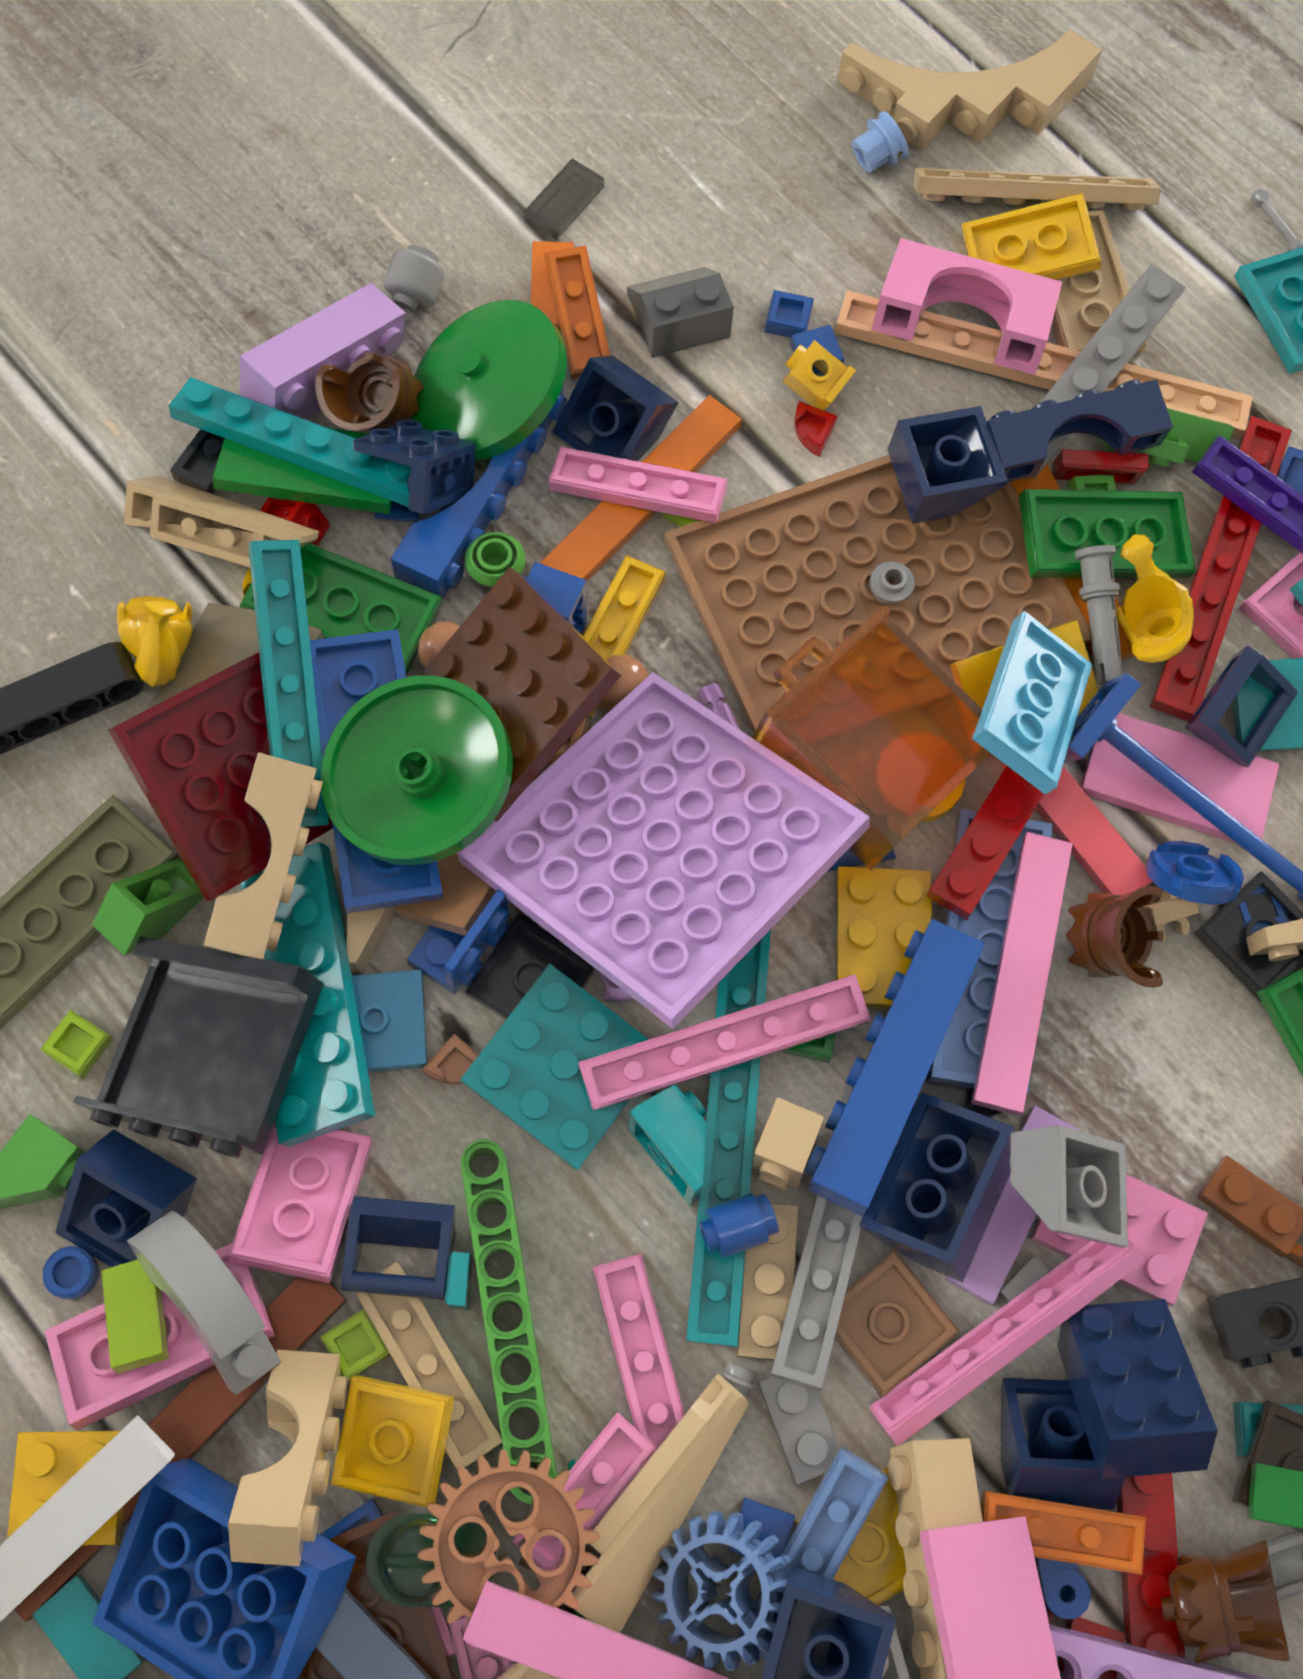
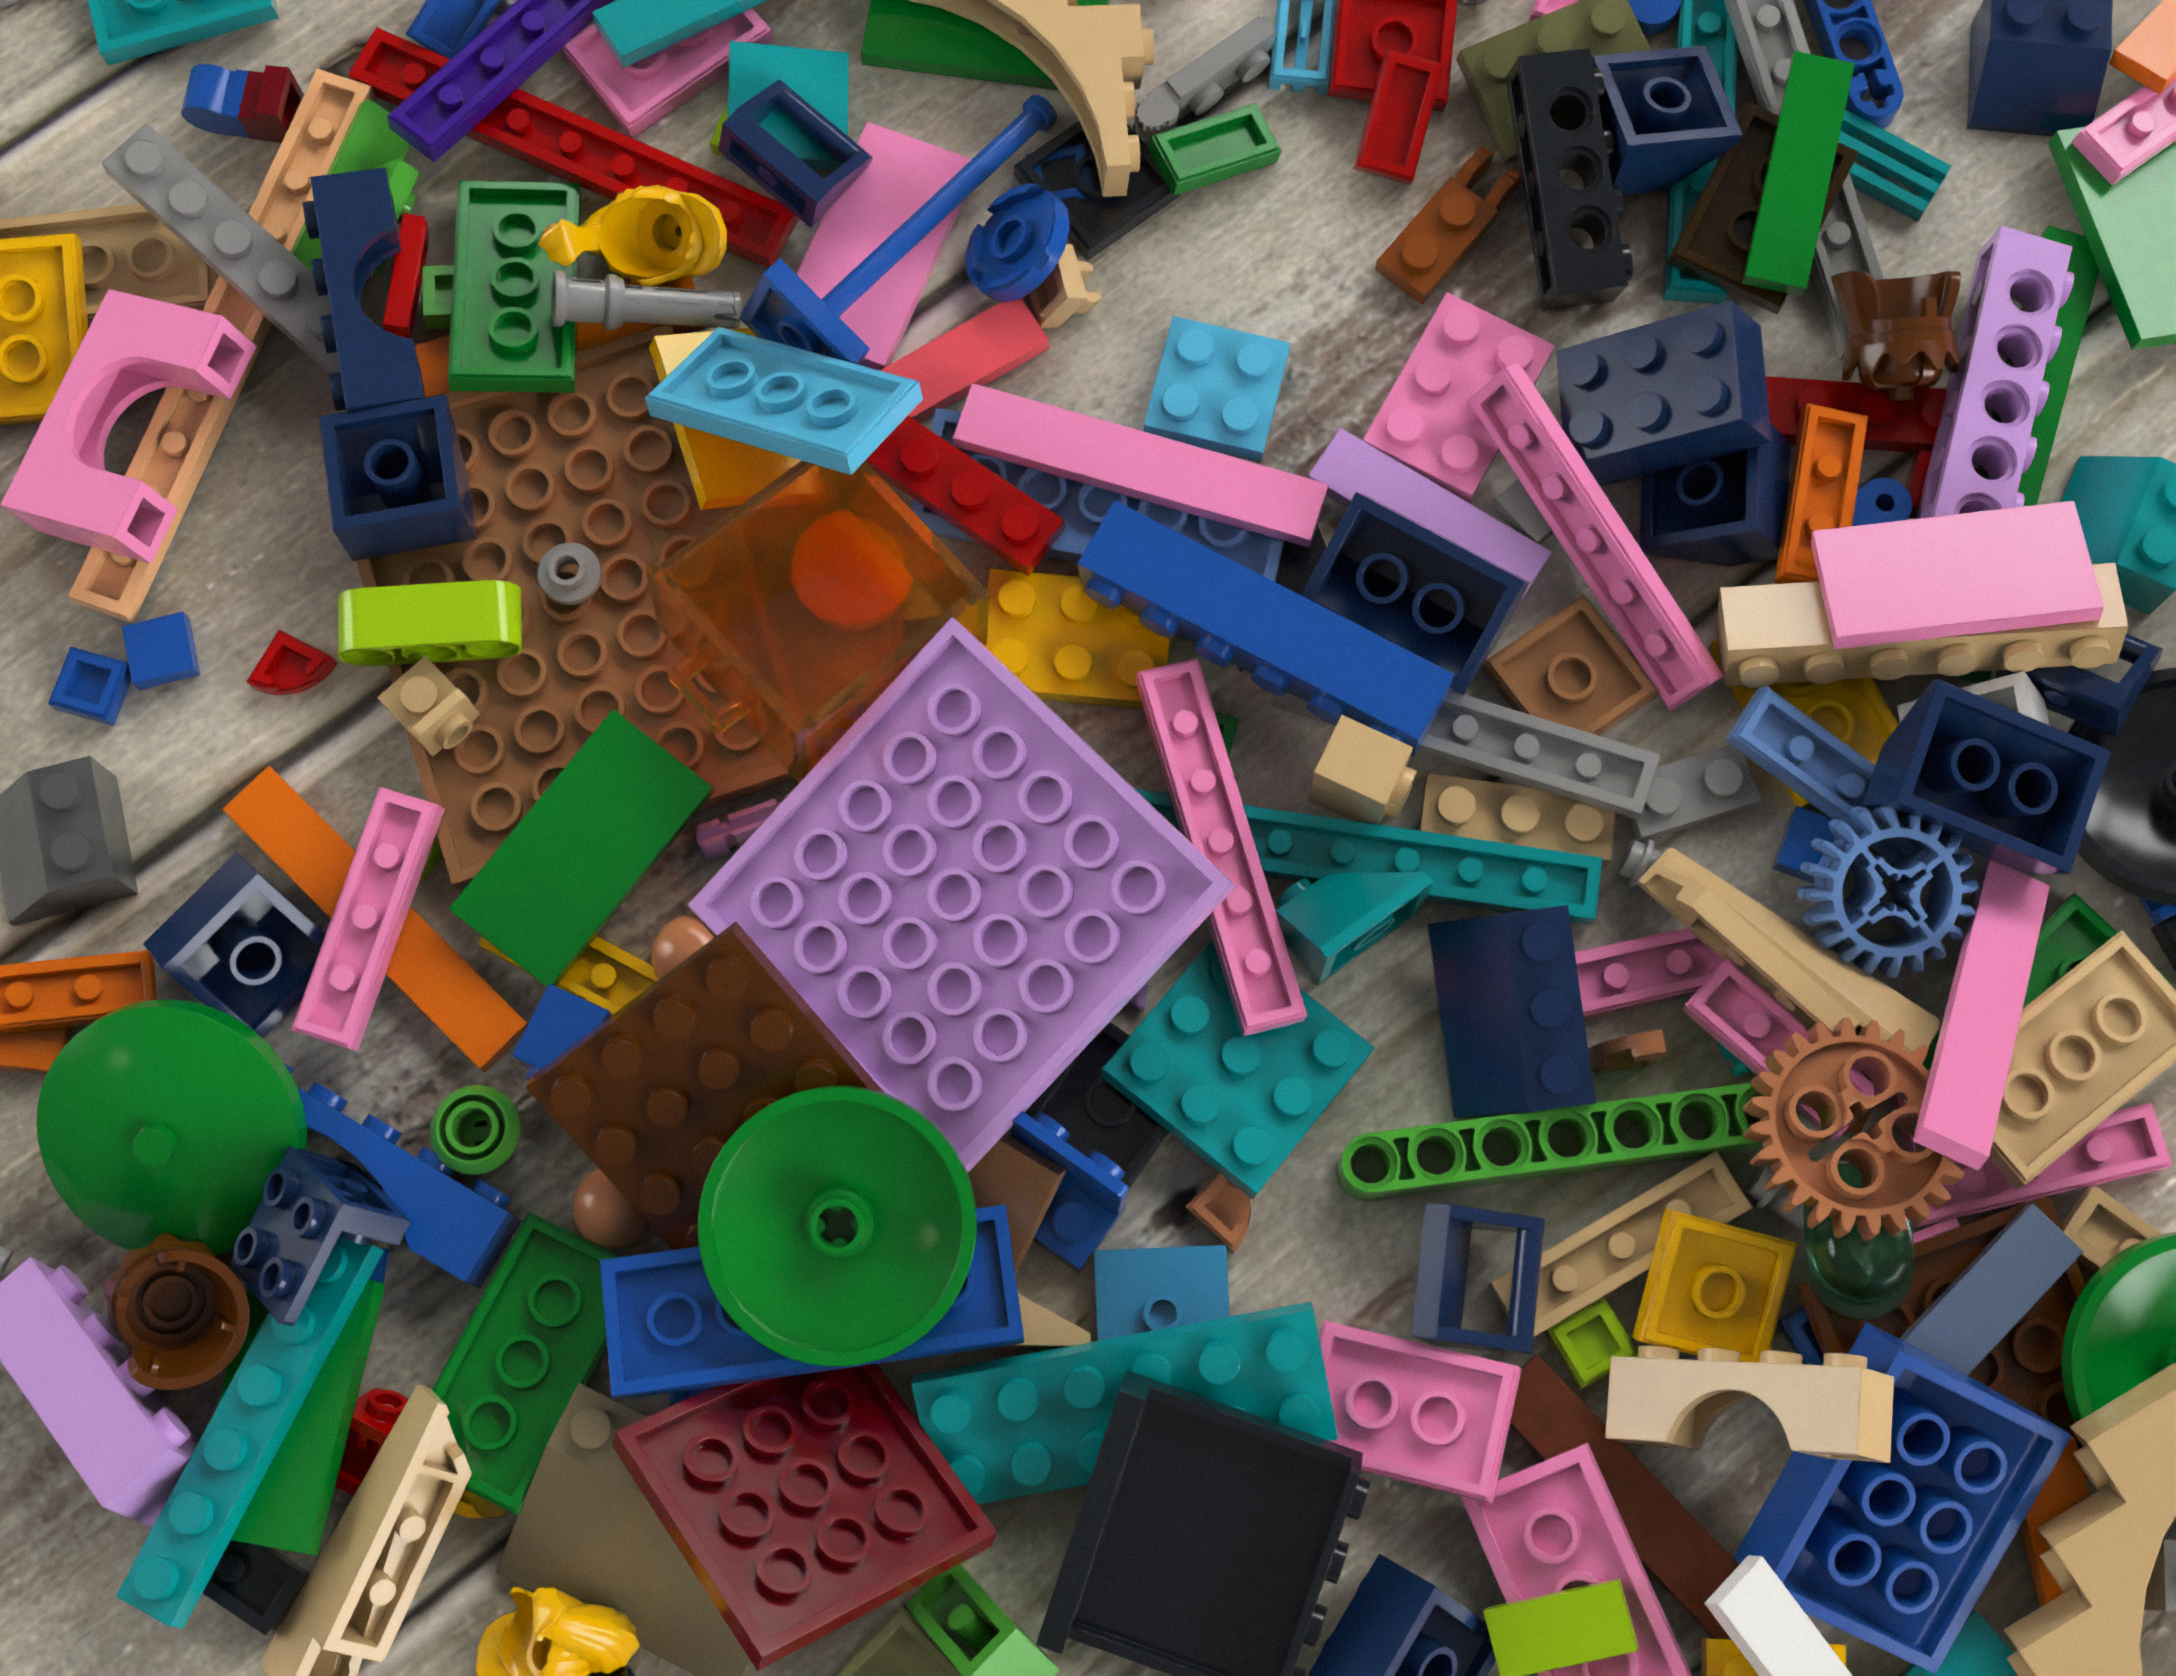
camera: 80 degrees left, 5 degrees up
(208, 1297) = (1545, 1522): light grey arch -> none
(245, 919) = (1029, 1475): tan arch -> none
(286, 659) = (682, 1413): teal plate -> none
(459, 1280) = (1518, 1200): teal tile -> none
(581, 1369) = (1627, 1052): none -> nougat tile
(606, 1272) = (1511, 1012): none -> dark blue slope
(693, 608) = (582, 849): none -> green tile
(738, 1225) = (1460, 840): blue brick -> none
(786, 505) = (430, 707): none -> tan bracket
(812, 388) = (208, 671): yellow brick -> none
(845, 498) = (431, 621): none -> lime beam
(1073, 1182) = (1431, 432): light grey slope -> none
(1100, 1035) = (1217, 388): none -> medium azure plate
(1116, 935) = (1099, 350): reddish brown hat -> none
(1220, 353) = (242, 101): none -> leg

